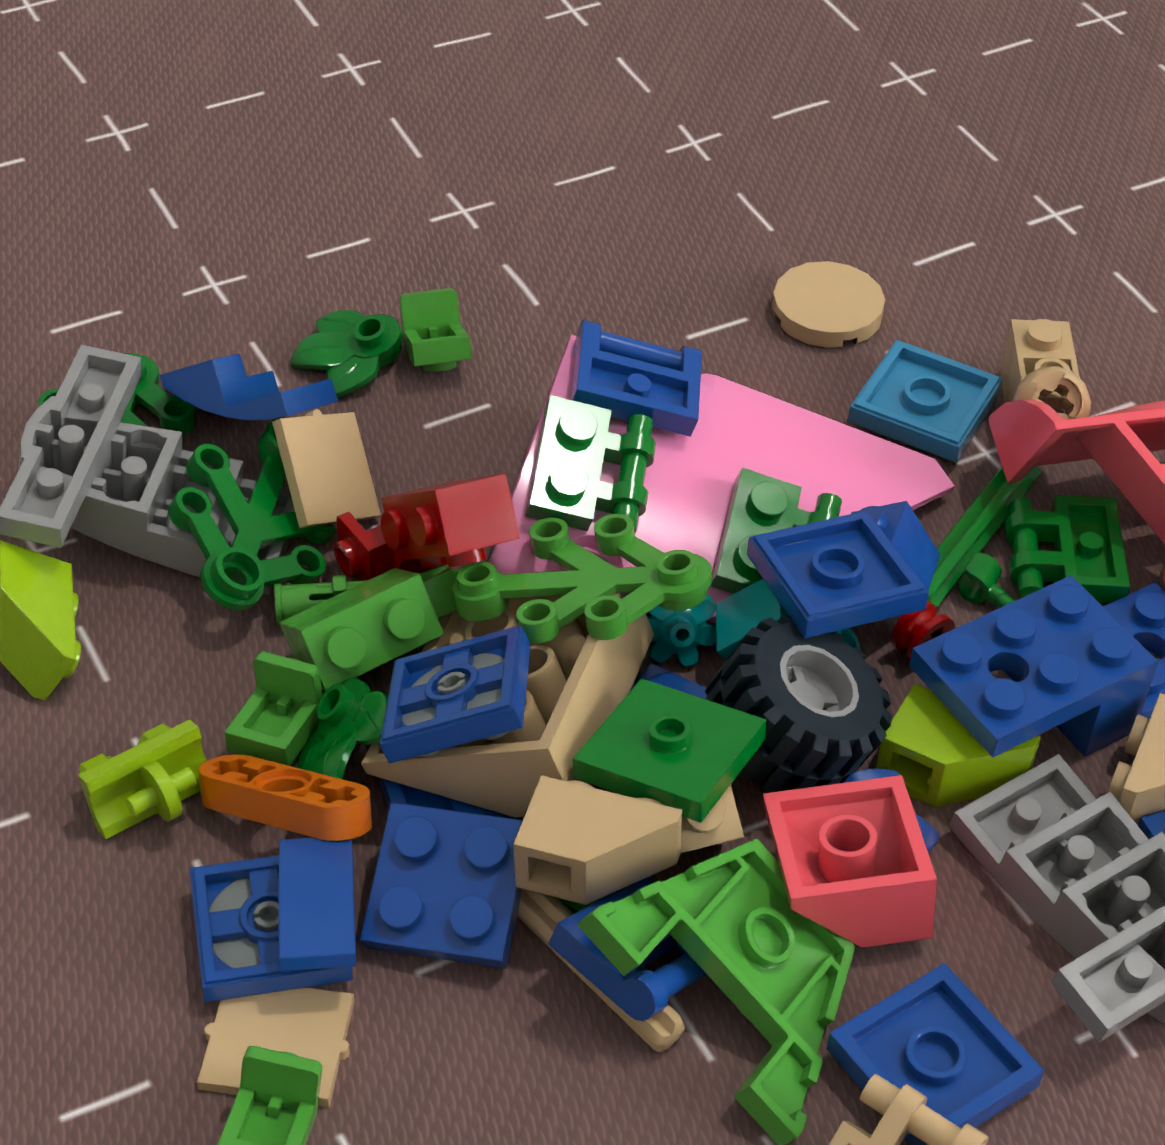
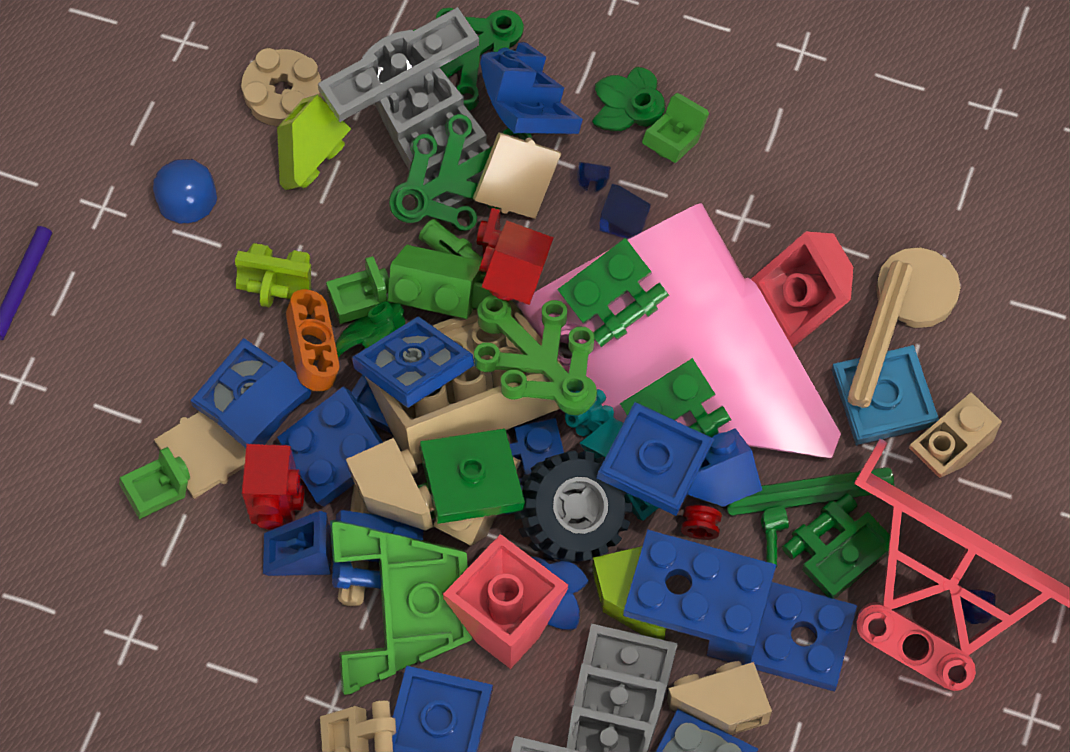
camera: 50 degrees right, 20 degrees up
(396, 430) = (593, 172): none -> clear blue hinge
(434, 976) = (271, 485): none -> red brick
(470, 442) = (623, 213): none -> clear blue slope
(543, 1022) = (299, 547): none -> blue slope
(637, 378) = (683, 268): blue plate -> none
(749, 346) = (806, 284): none -> coral slope
(864, 346) = (880, 334): none -> tan axle
(1045, 380) = (900, 451): tan piece -> none

